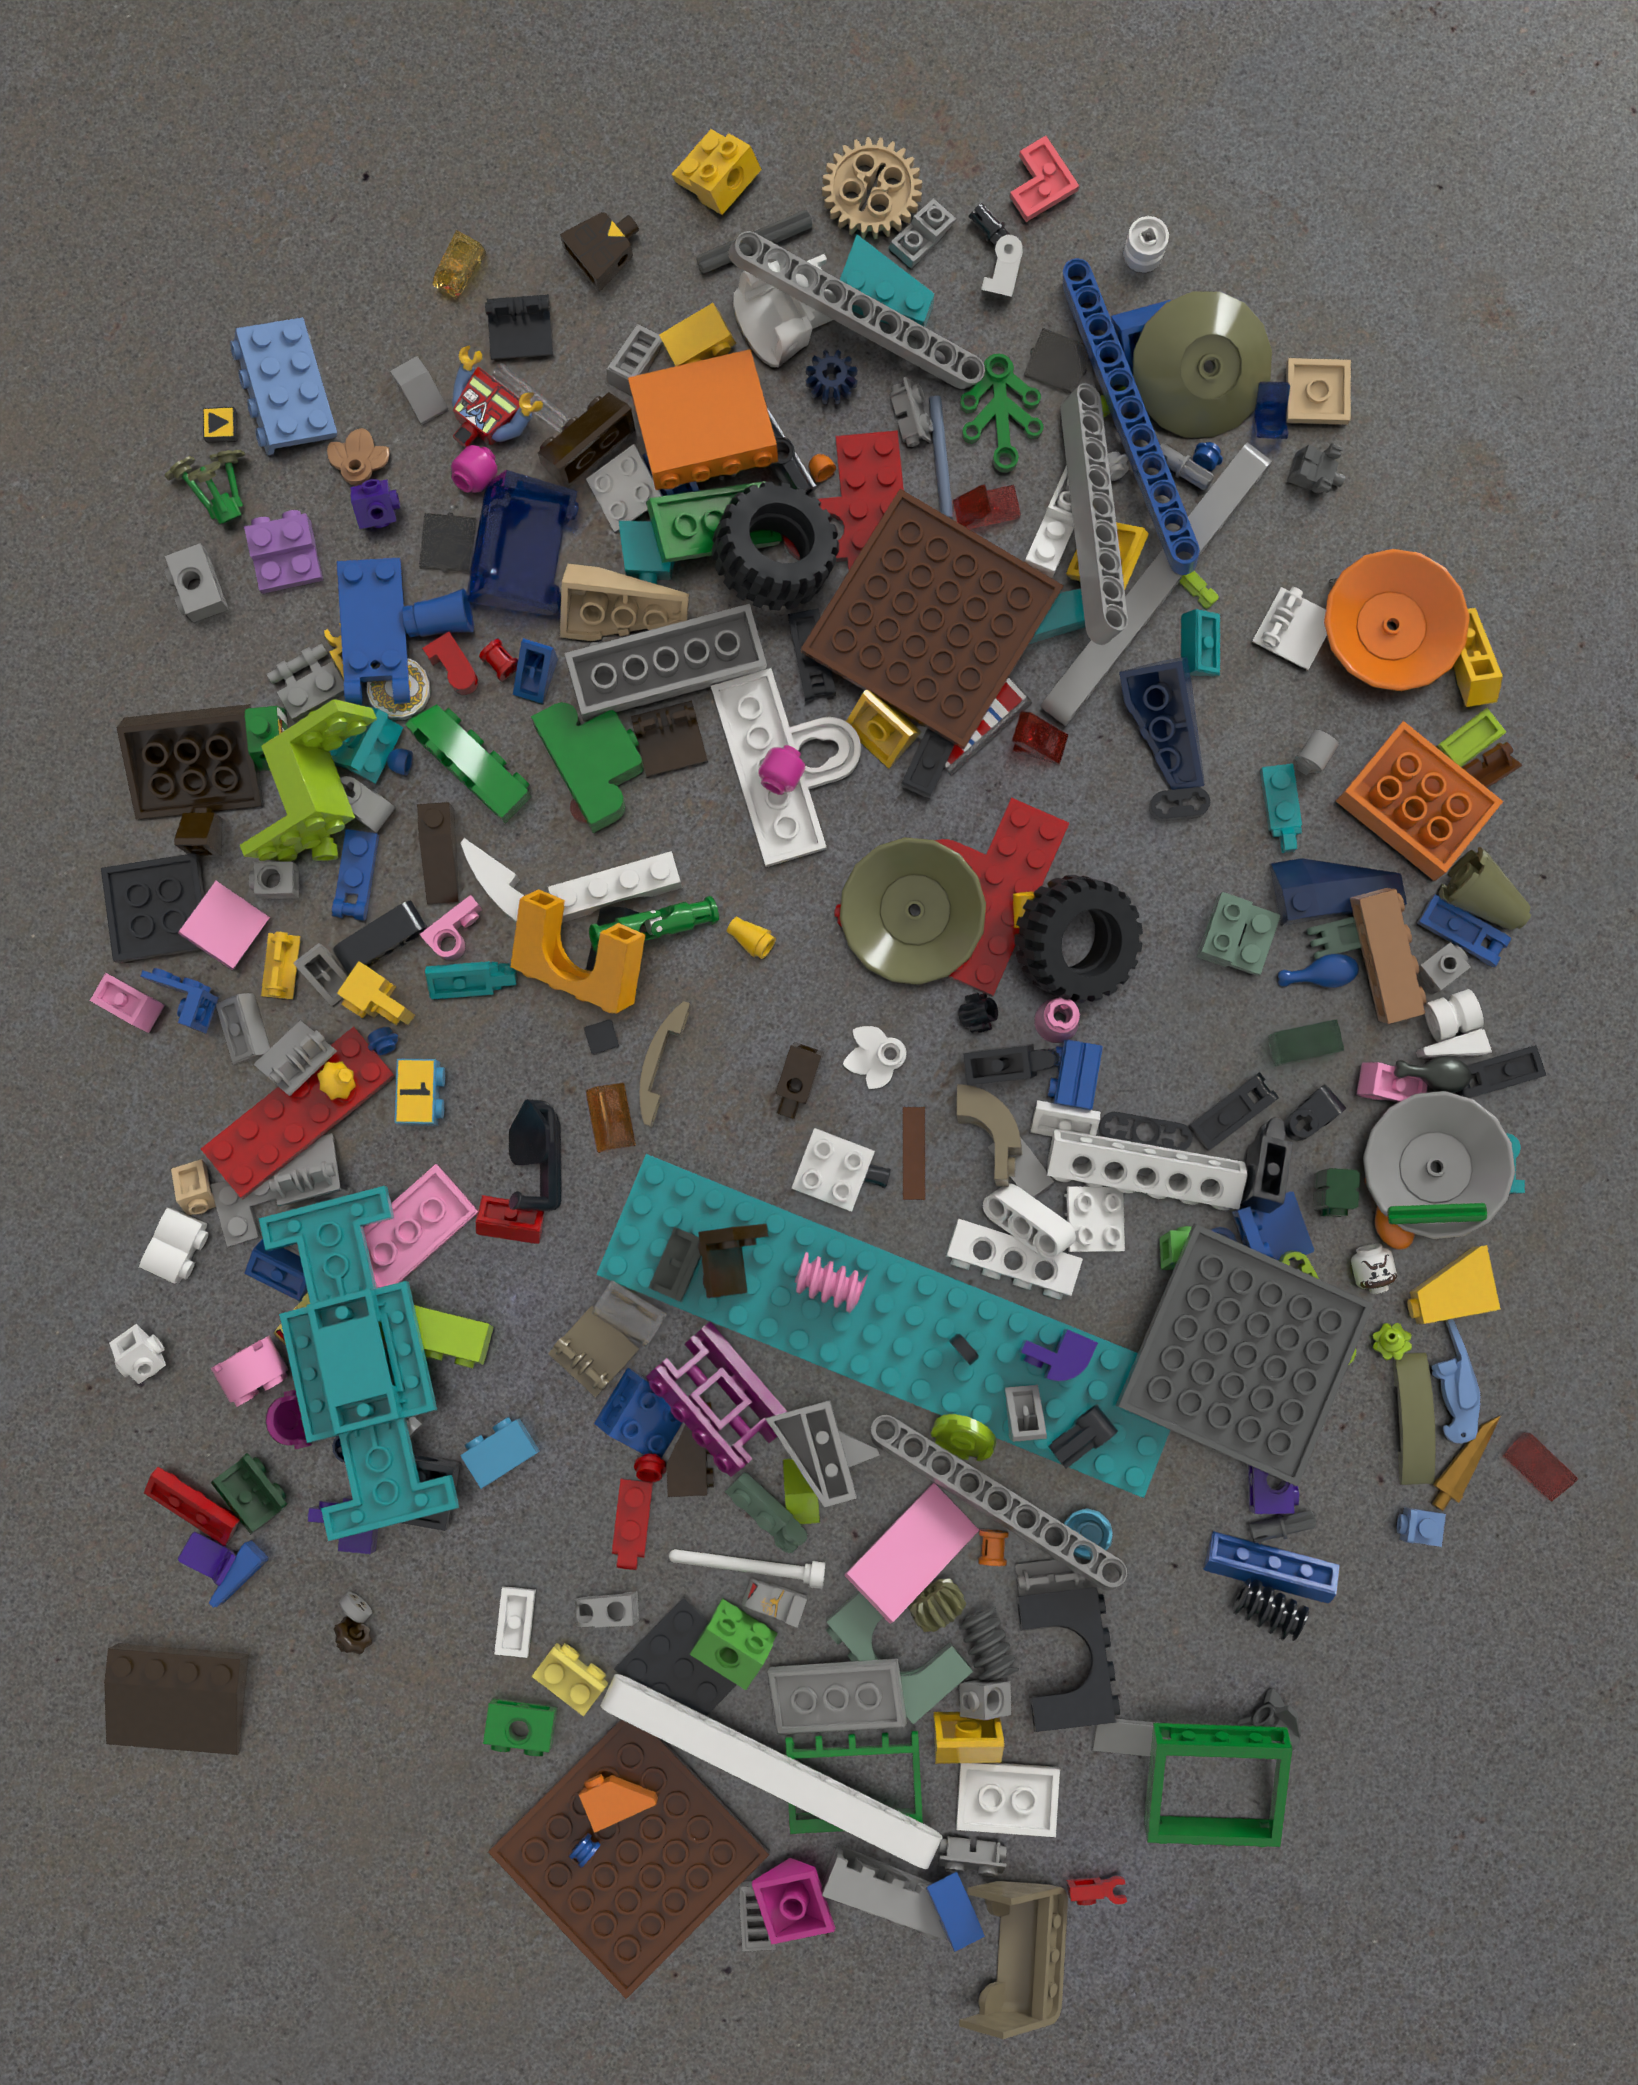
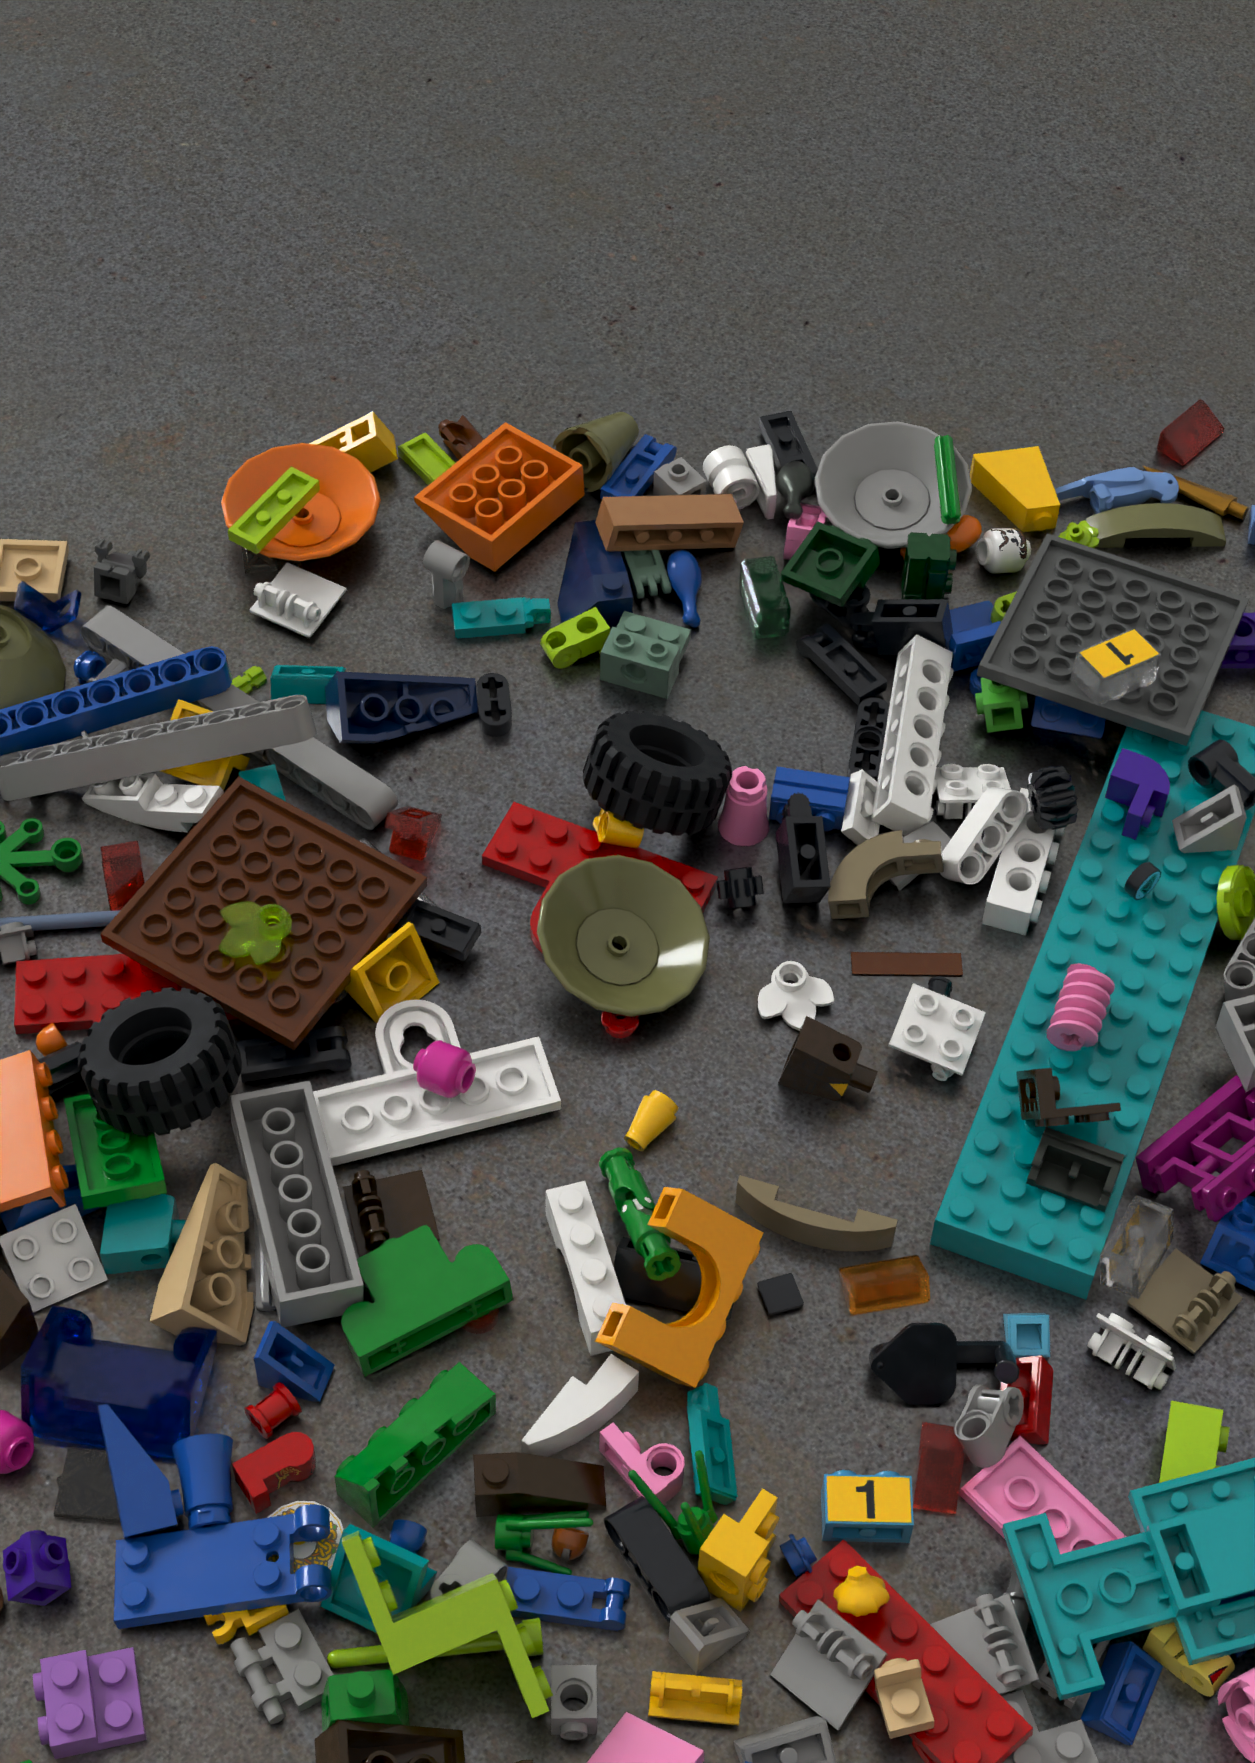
camera: 90 degrees left, 30 degrees down
(258, 1106) = (903, 1697): none -> tan bracket
(401, 839) = (517, 1531): none -> green plant
(402, 966) = (693, 1523): none -> green plant
(404, 878) = (570, 1539): none -> dark orange hinge
(435, 565) = (139, 1485): none -> blue slope
(455, 1149) = (938, 1469): none -> clear red slope
(484, 1187) = (986, 1425): none -> light grey piece
(544, 1304) = (1120, 1332): none -> white hinge
(567, 1225) = (1028, 1334): none -> medium azure slope
(899, 606) = (251, 930): none -> clear neon green plate
(1053, 1279) = (1052, 797): none -> black gear
(1187, 1346) = (1116, 666): none -> brick
(1252, 874) = (575, 638): none -> lime leg
(1326, 1099) = (831, 564): none -> dark green plate
(1373, 594) = (273, 510): none -> lime plate

